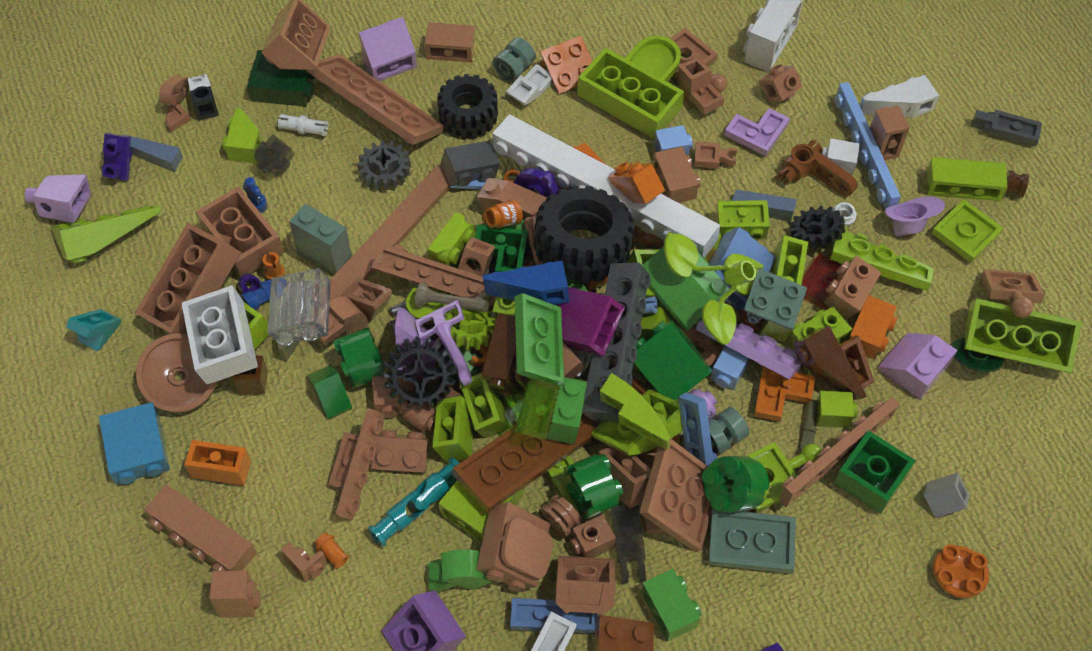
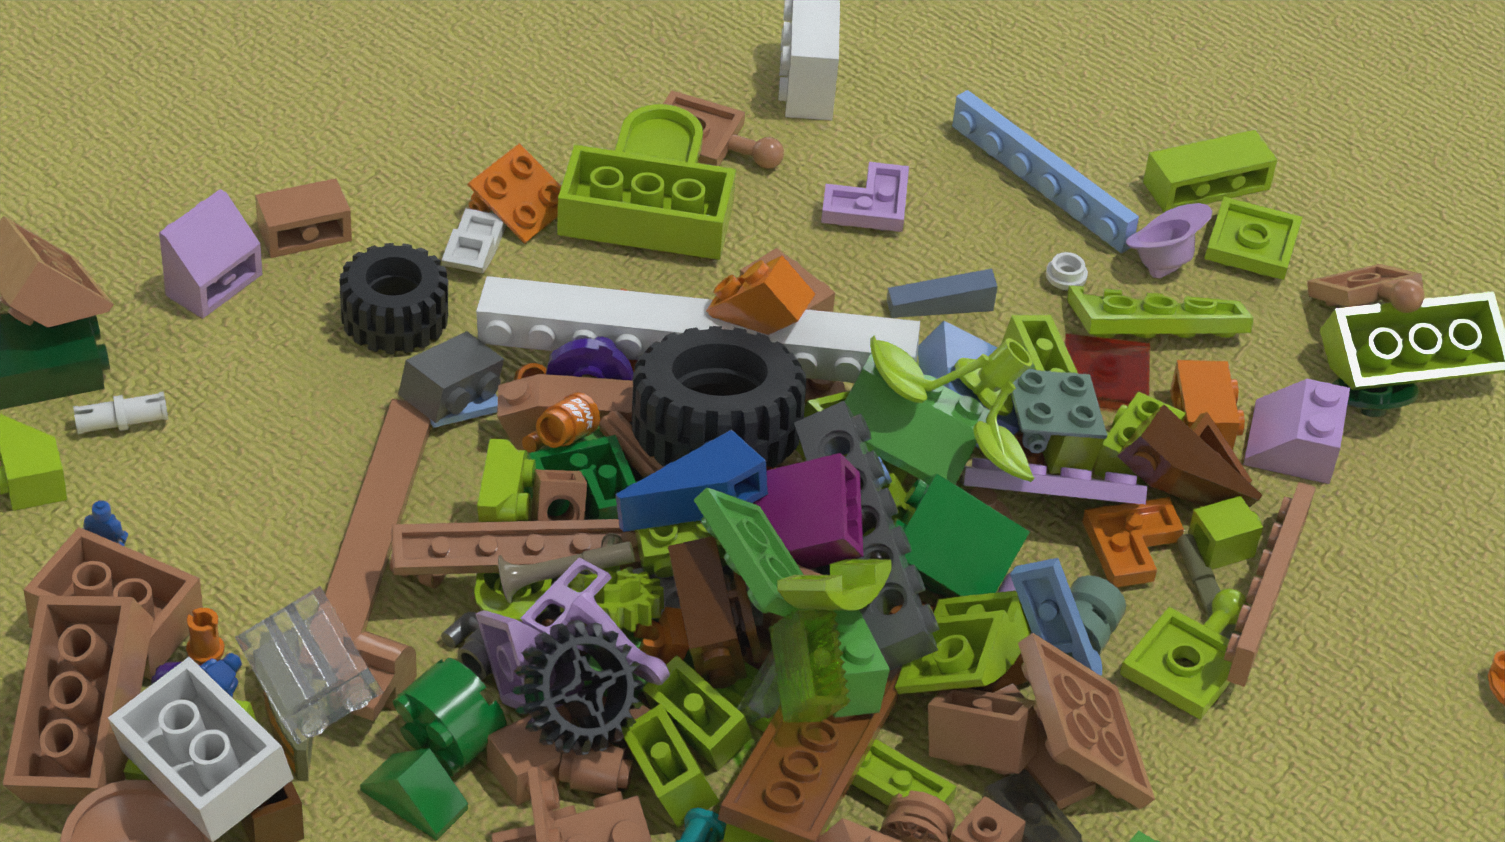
camera: 30 degrees left, 15 degrees down
(278, 150) = (102, 469): clear smoke brick -> none
(320, 239) = (271, 557): sand green brick -> none
(368, 297) = (405, 620): nougat slope -> none
(372, 165) = (303, 427): dark grey gear -> none
(376, 99) = (233, 333): nougat plate -> none
(514, 59) = (427, 210): sand green wheel -> none
(586, 372) = (848, 587): none -> lime slope
(593, 485) = (952, 751): green brick -> none
(634, 411) = (971, 608): lime slope -> none
(672, 138) = (749, 245): light blue brick -> none
(695, 81) = (740, 147): nougat brick -> none
(710, 155) = (824, 255): nougat plate -> none
(729, 368) = (1044, 519): light blue brick -> none
(735, 483) = (1129, 676): green brick -> none
(747, 215) = (932, 308): lime bracket -> none
(752, 541) = (1221, 756): sand green plate -> none
(781, 83) = (866, 122): nougat brick -> none
(808, 159) = (973, 215): dark orange piece -> none
(818, 227) = (1047, 292): black gear -> none
(843, 154) = (1015, 196): white brick -> none
(851, 287) = (1148, 355): nougat brick -> none
(874, 471) = (1337, 592): green brick -> none
(889, 131) = (1071, 131): nougat brick -> none
(913, 97) = (1056, 94): white slope -> none
(946, 495) = (1451, 590): light grey panel -> none
(1008, 126) = (1221, 87): dark grey hinge -> none
(1017, 183) = (1288, 154): reddish brown wheel -> none

